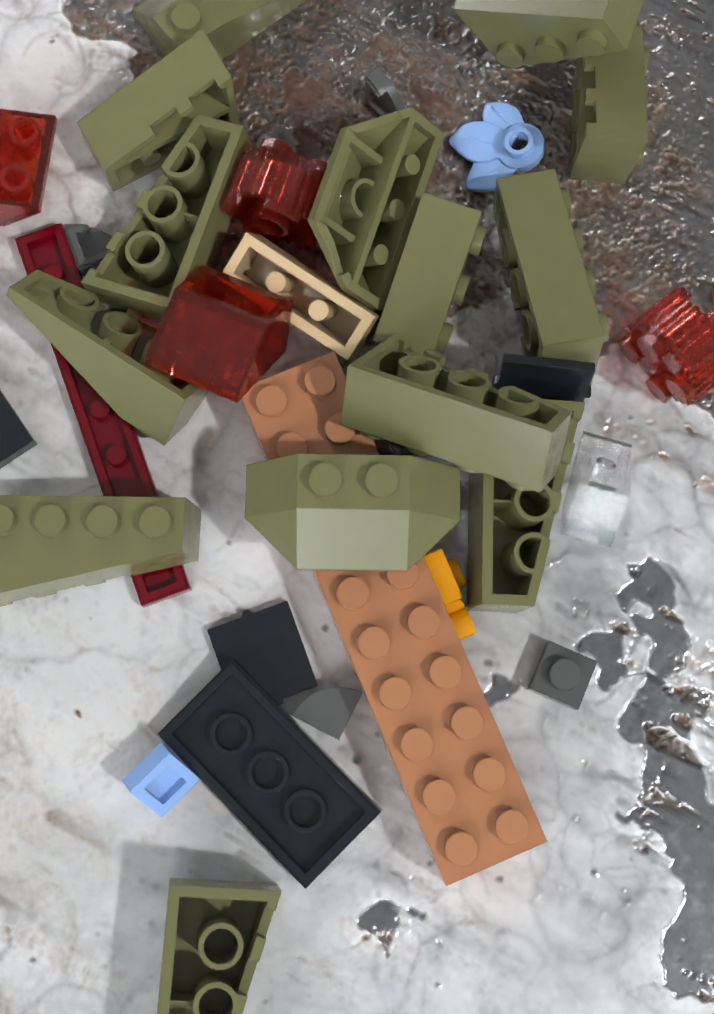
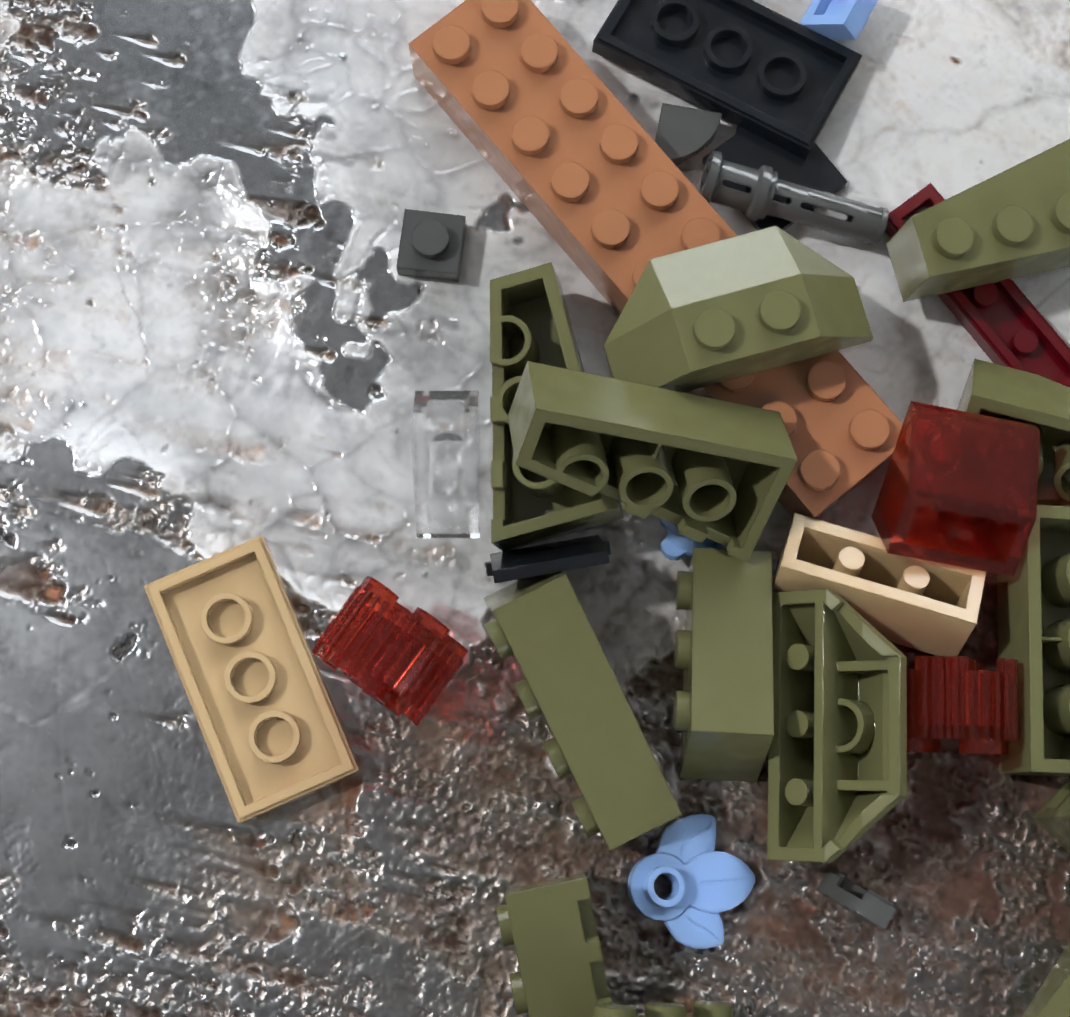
camera: 170 degrees right, 0 degrees up
(283, 630) = (862, 221): none -> dark grey pin
(449, 581) = (596, 300): light orange plate -> none

